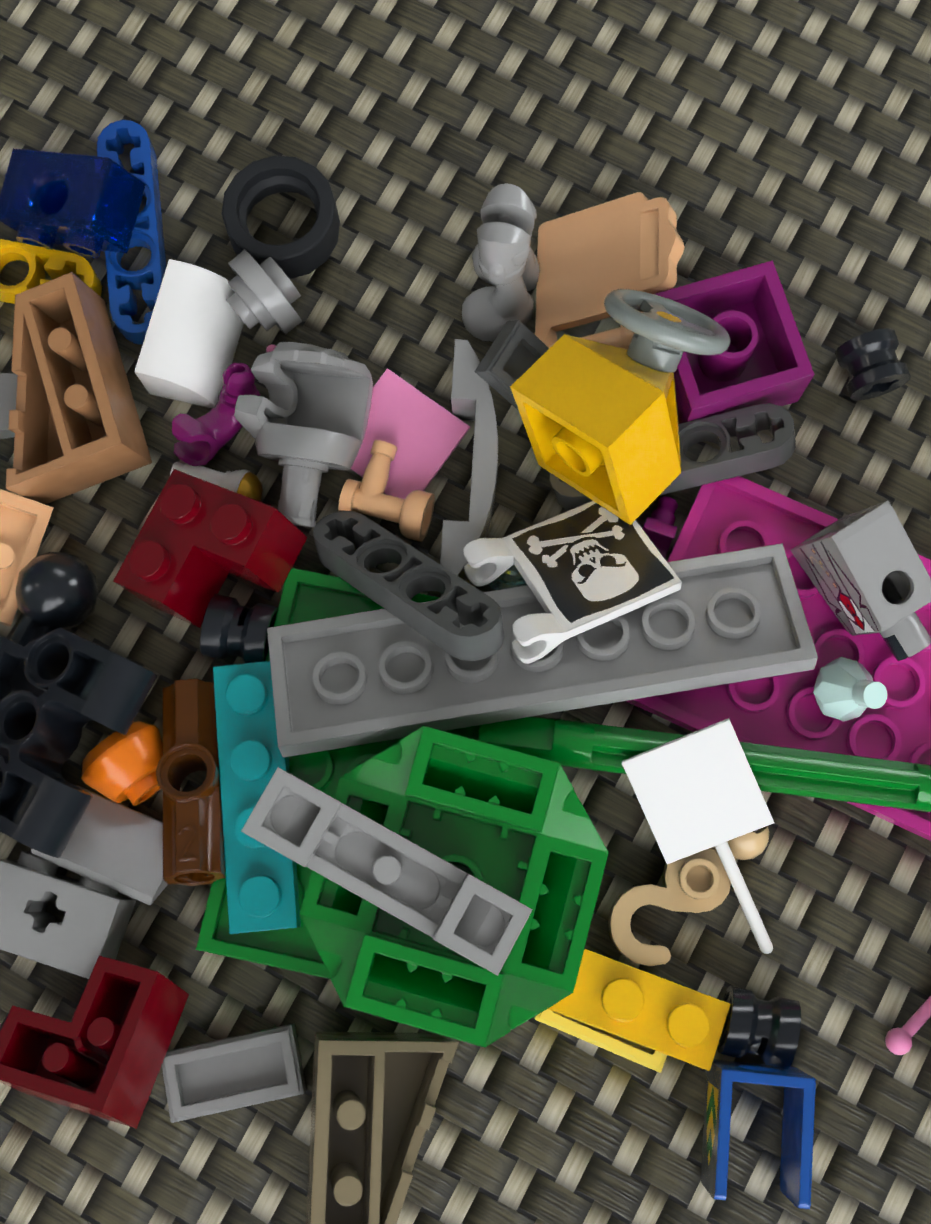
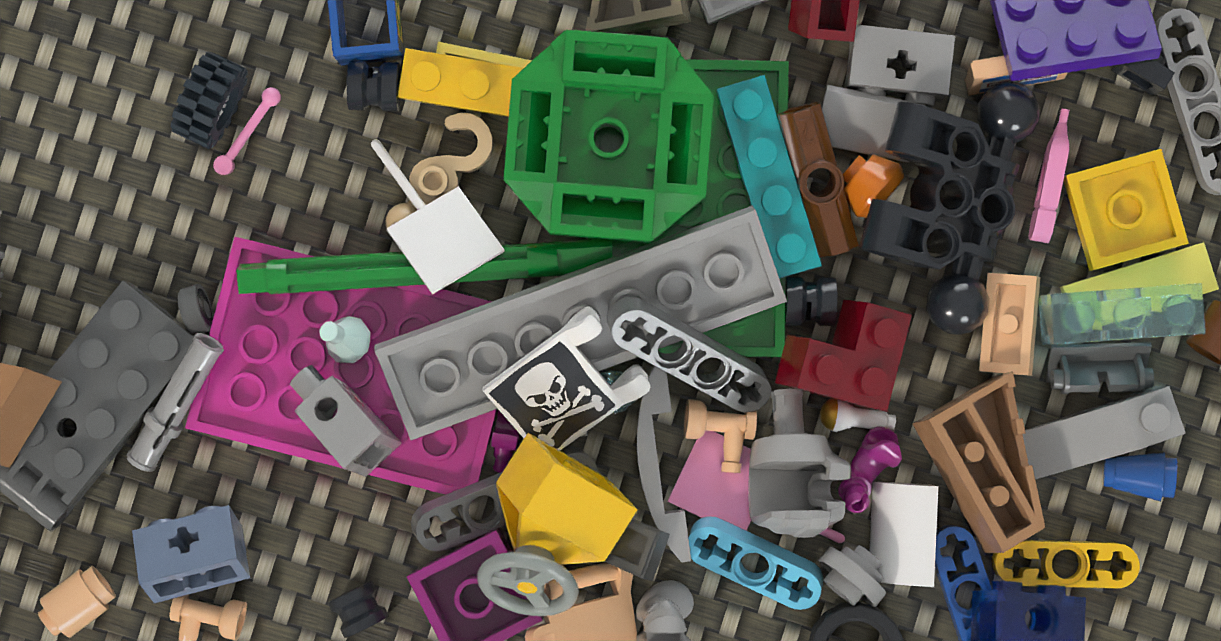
camera: 170 degrees right, 10 degrees up
(343, 312) = (793, 564): none -> medium azure beam
(387, 870) = (656, 134): light grey slope -> none

